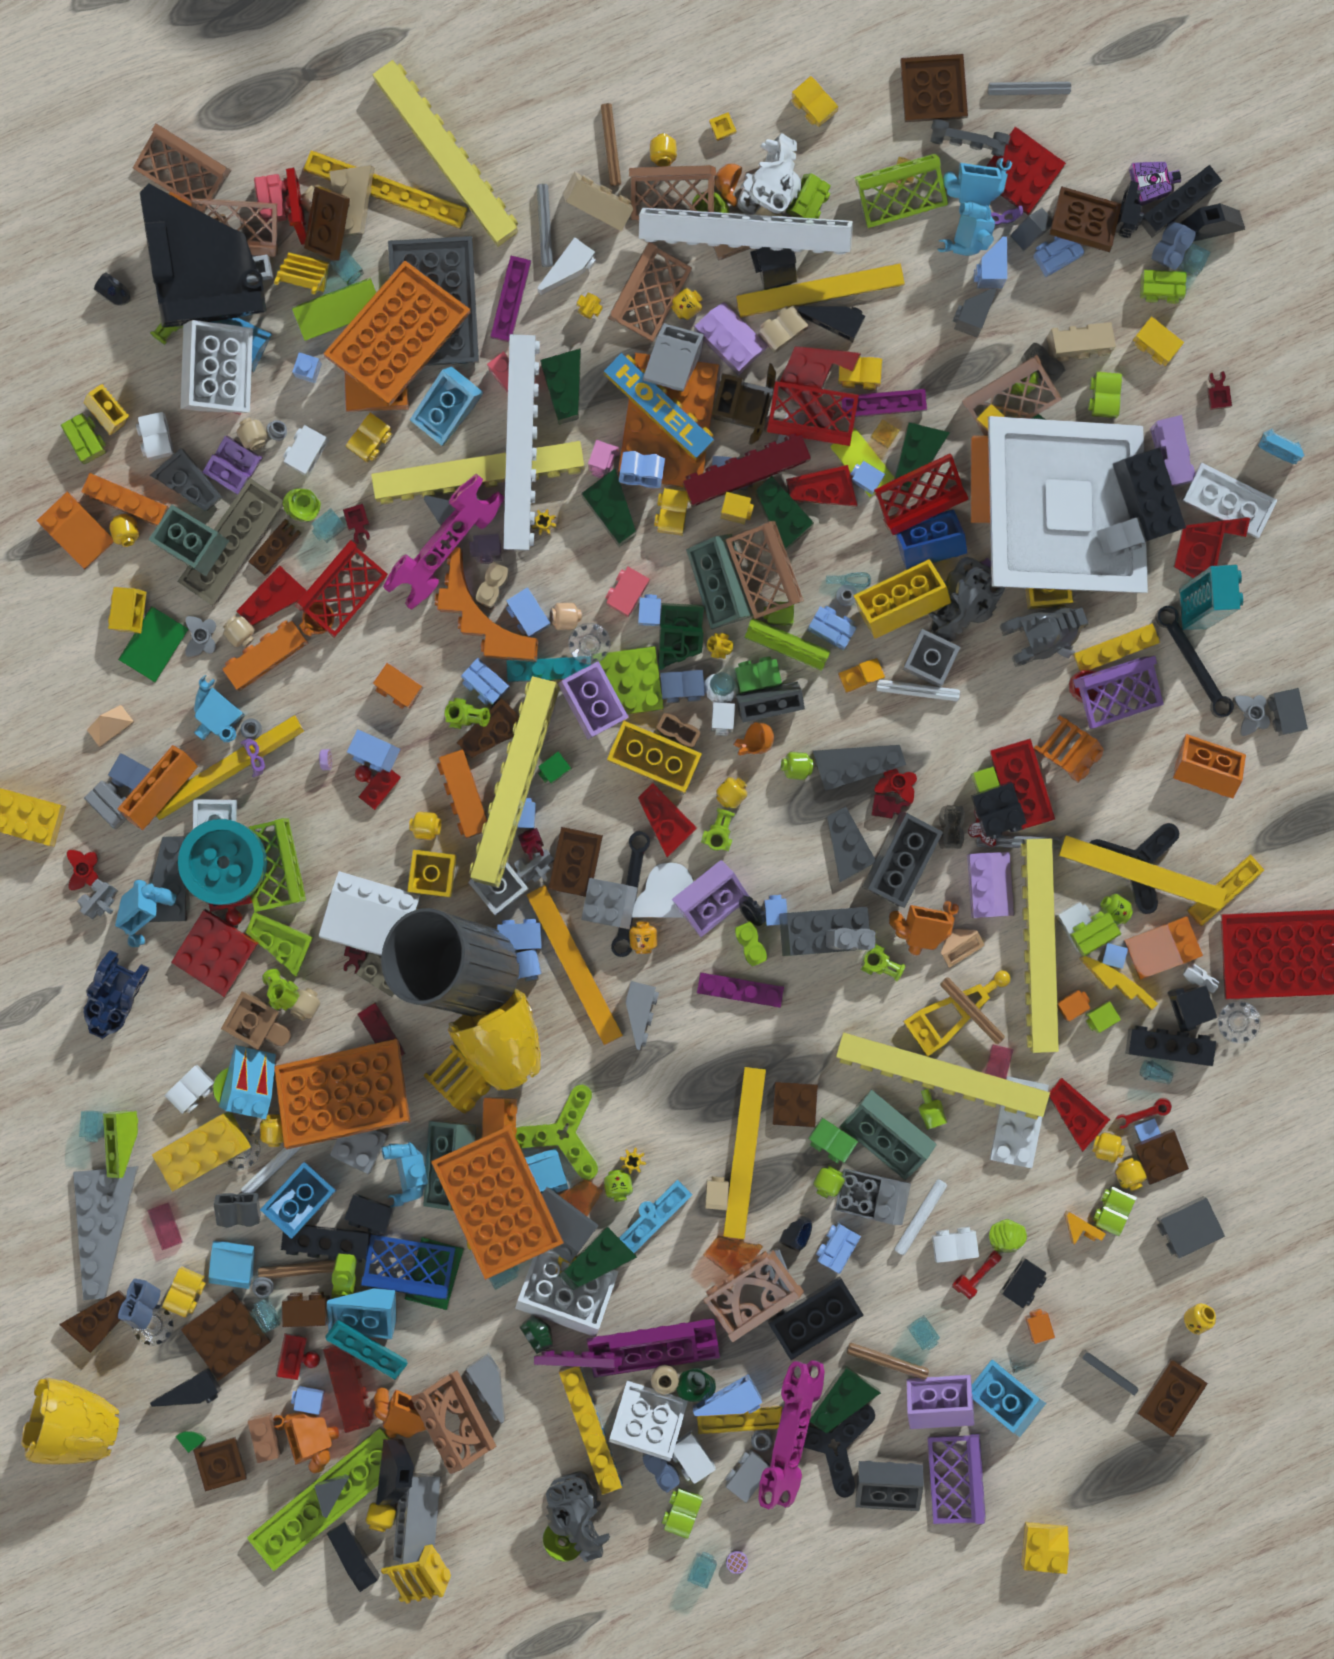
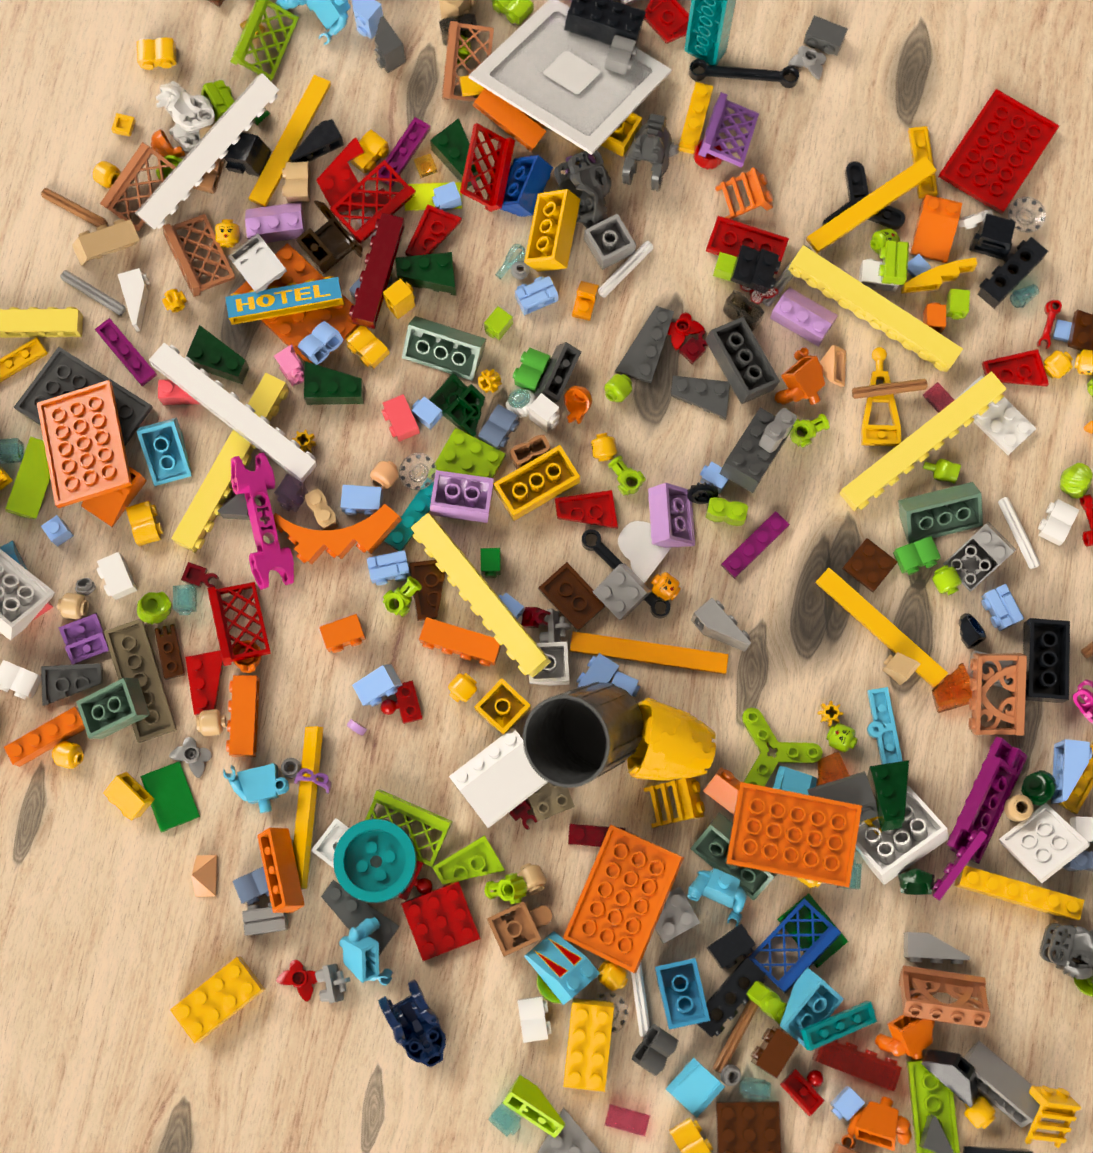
camera: 50 degrees left, 10 degrees down
(75, 530) = (38, 792): orange slope -> none
(782, 565) = (462, 291): nougat fence -> none
(787, 644) = (524, 331): lime fence -> none
(1209, 766) = (827, 112): orange slope -> none

